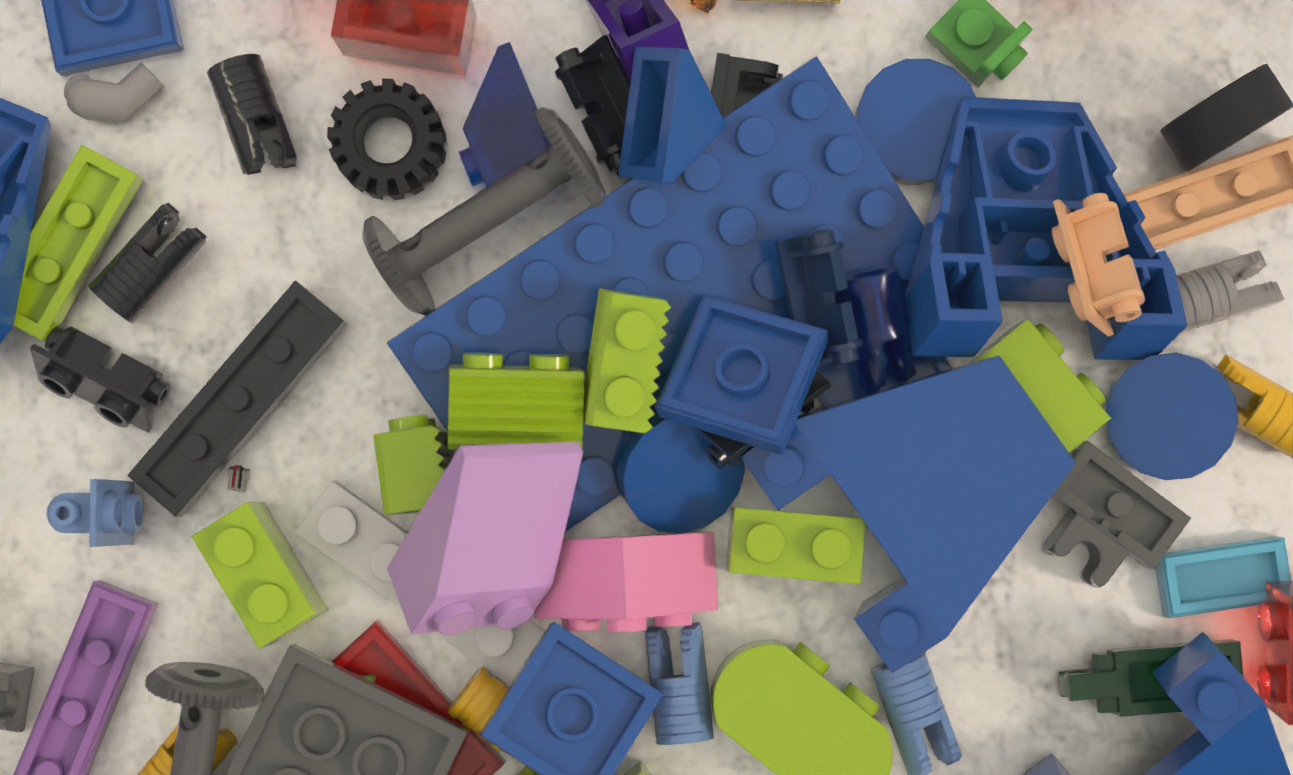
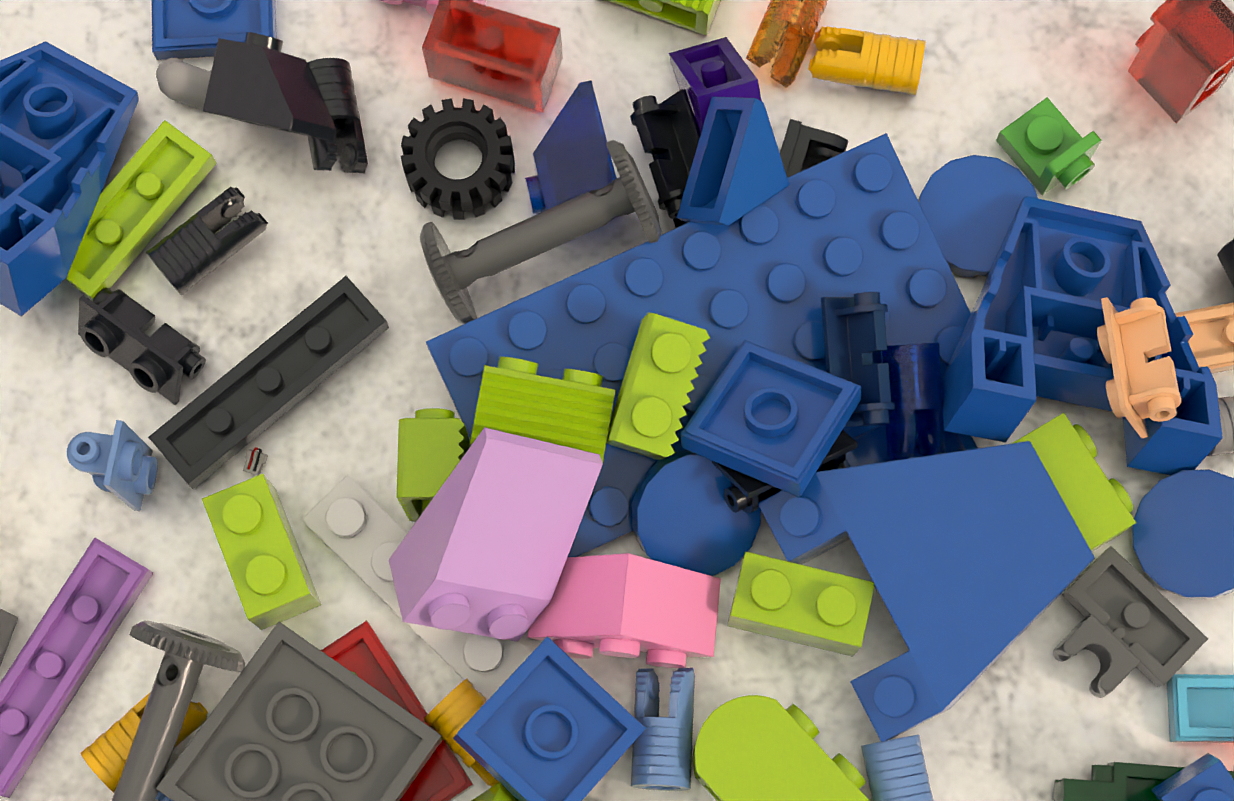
camera: 15 degrees right, 10 degrees down
(180, 100) = (266, 88): none -> black slope

